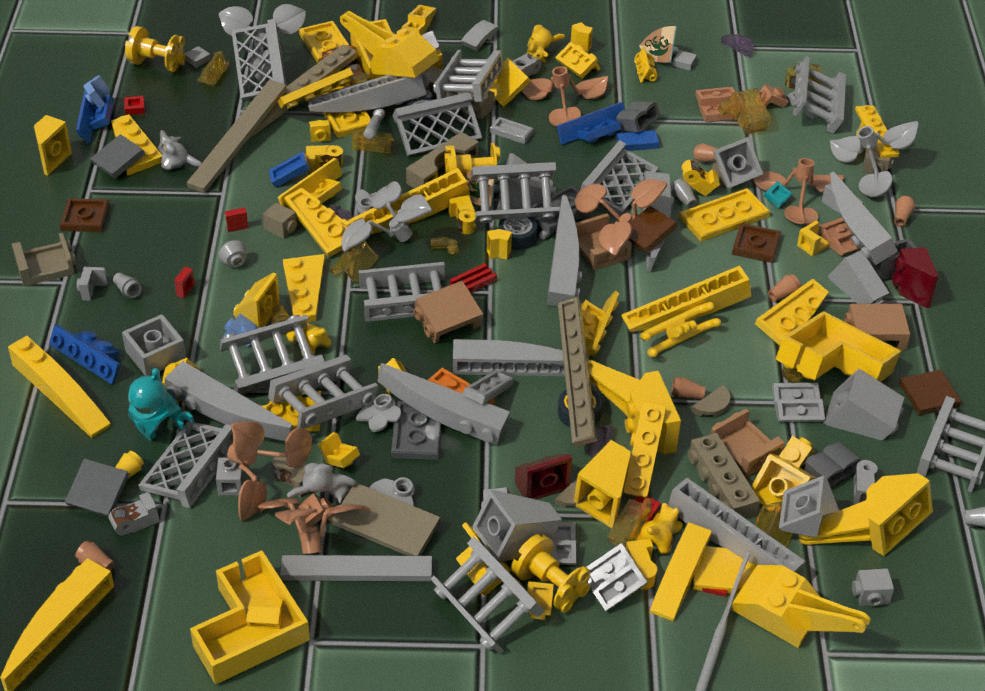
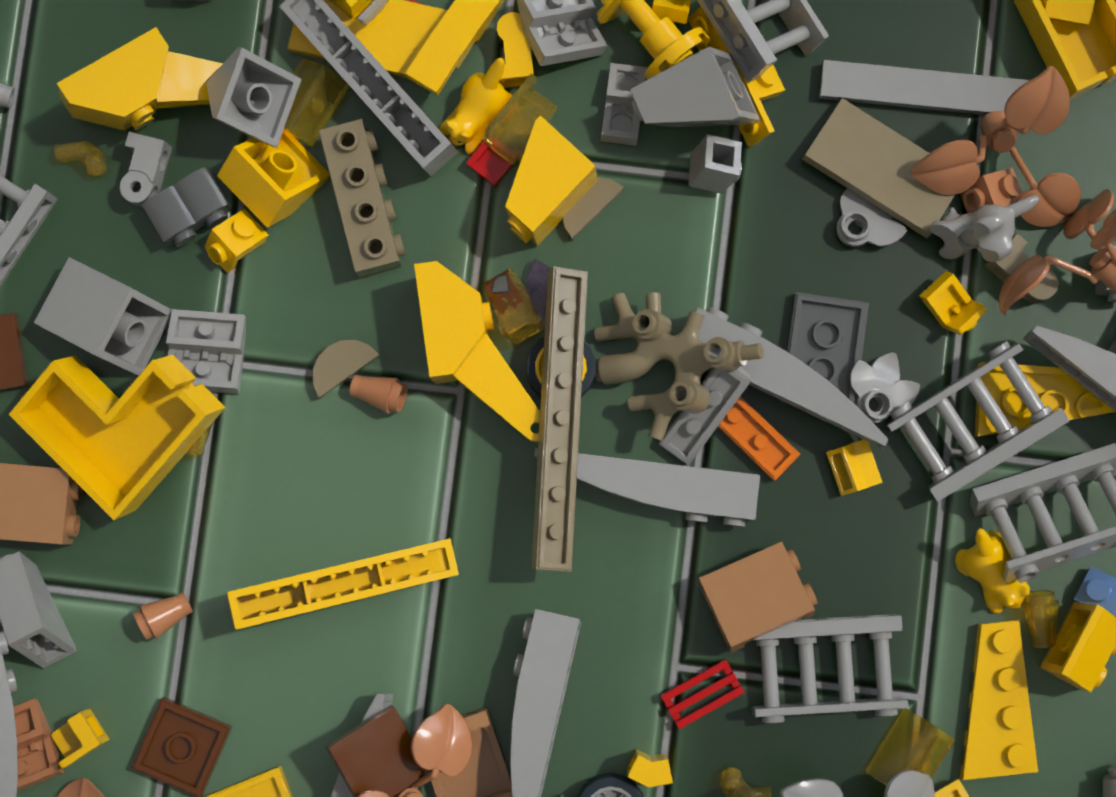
camera: 170 degrees left, 40 degrees up
(498, 389) = (656, 343): none -> dark tan plant
(544, 476) = (640, 221): dark red slope -> none
(595, 322) = (507, 556): yellow bracket -> none
(614, 425) = (512, 306): none -> clear yellow leg
(645, 447) = (478, 235): yellow bracket -> none
(678, 329) = (369, 523): yellow piece -> none
(746, 442) = (309, 267): medium nougat panel -> none
(792, 311) = (170, 546): yellow wing -> none

